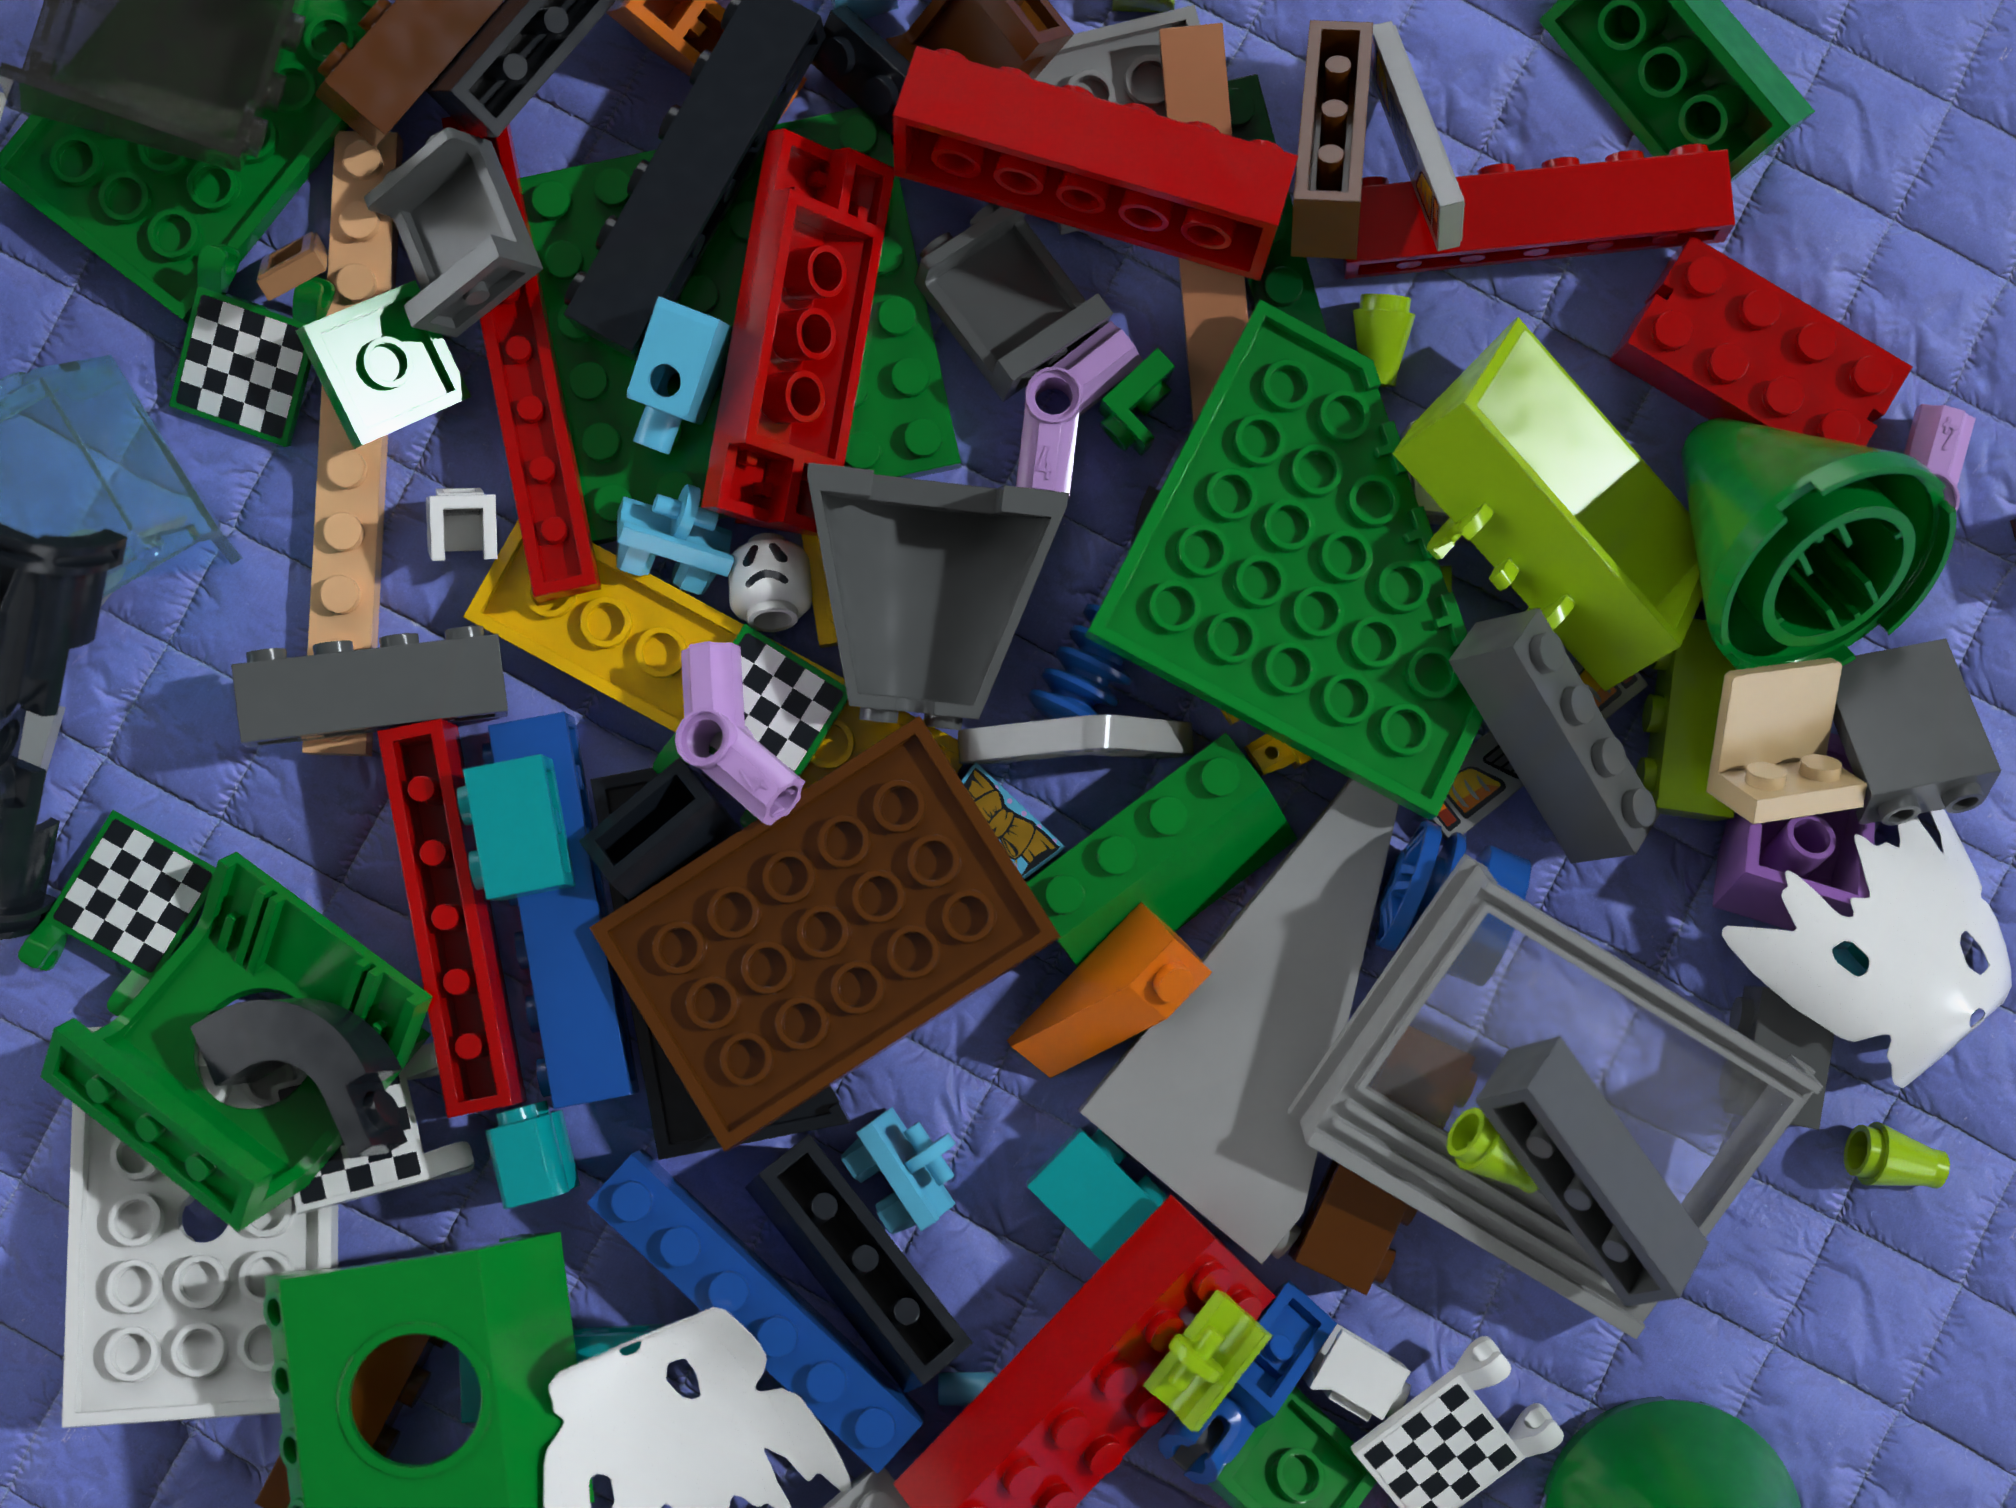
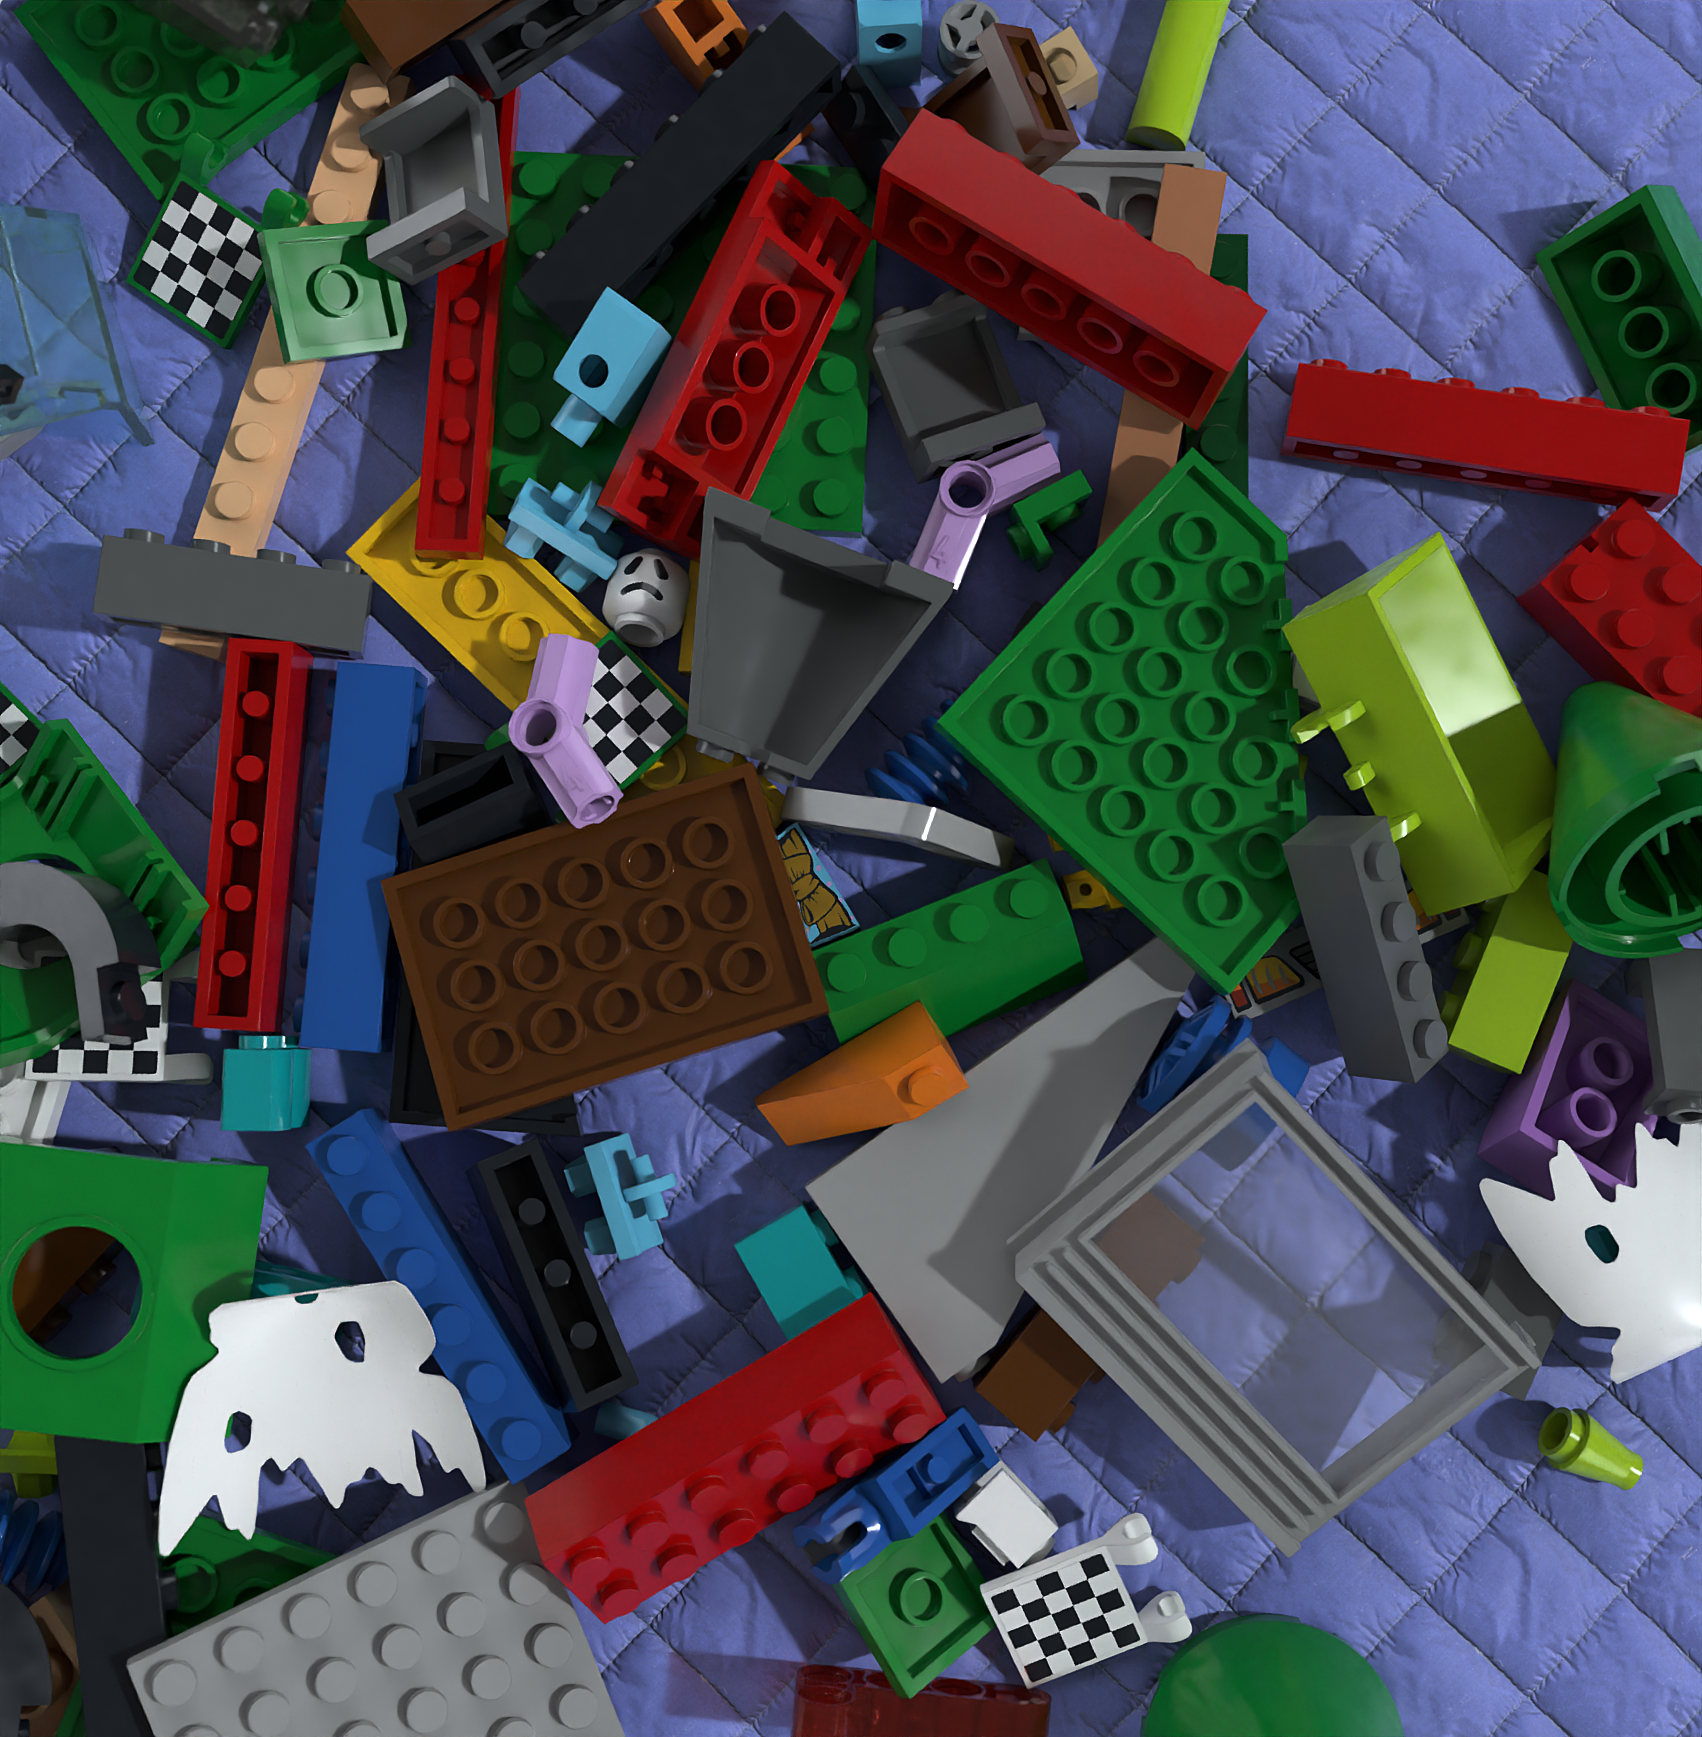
camera: 20 degrees right, 0 degrees up
(292, 265) = (272, 174): medium nougat tile -> none
(461, 522) = (366, 461): white window -> none
(516, 828) = (335, 766): teal brick -> none
(1207, 1360) = (860, 1465): lime hips -> none
(1332, 140) = (1303, 311): reddish brown brick -> none
(1383, 332) = (1303, 513): lime cone -> none
(1417, 137) = (1387, 330): light grey tile -> none
(1483, 1151) = (1197, 1335): lime cone -> none
(1592, 1172) = (1290, 1386): dark grey brick -> none
(1775, 744) = (1581, 1010): tan bracket -> none

